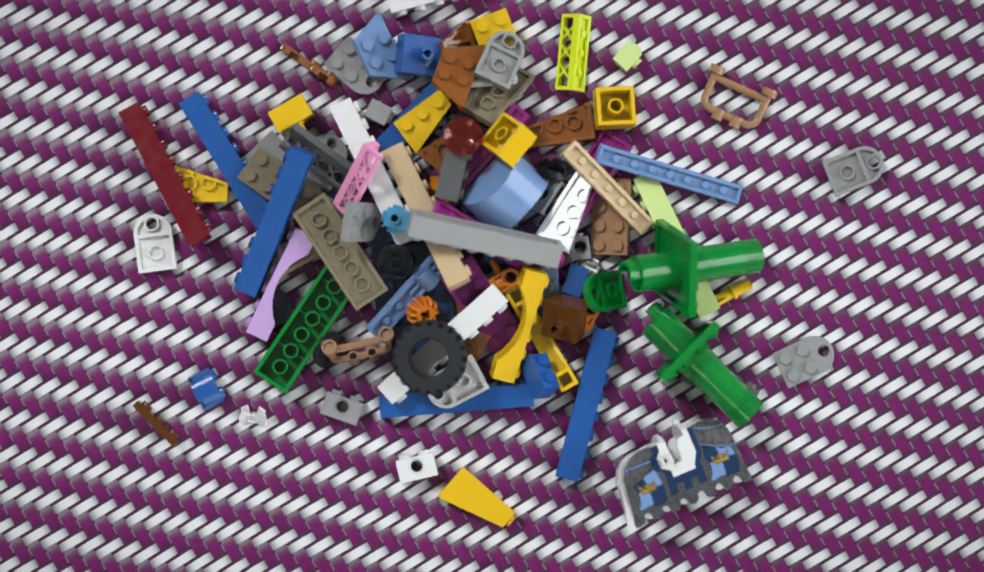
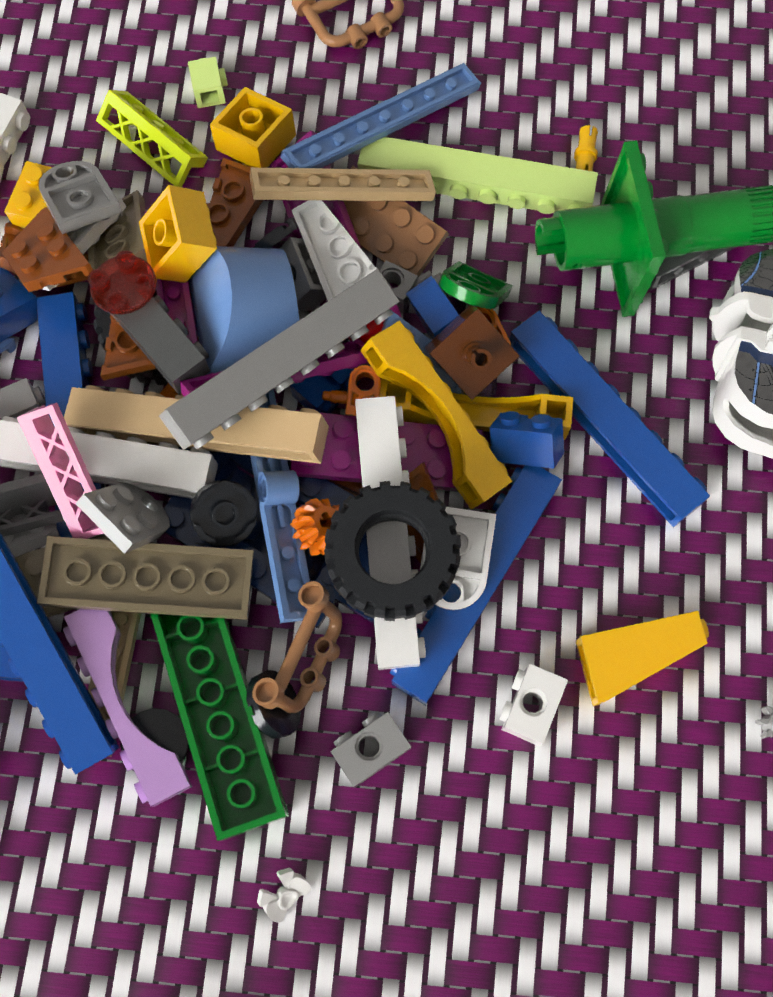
camera: 55 degrees left, 15 degrees down
(206, 389) = (192, 937): blue cylinder -> none
(387, 218) = (162, 459): dark azure brick -> none
(421, 120) = (71, 350): yellow wing -> none
(682, 264) = (515, 156): green piece -> none
(802, 361) = (729, 139): light grey plate -> none

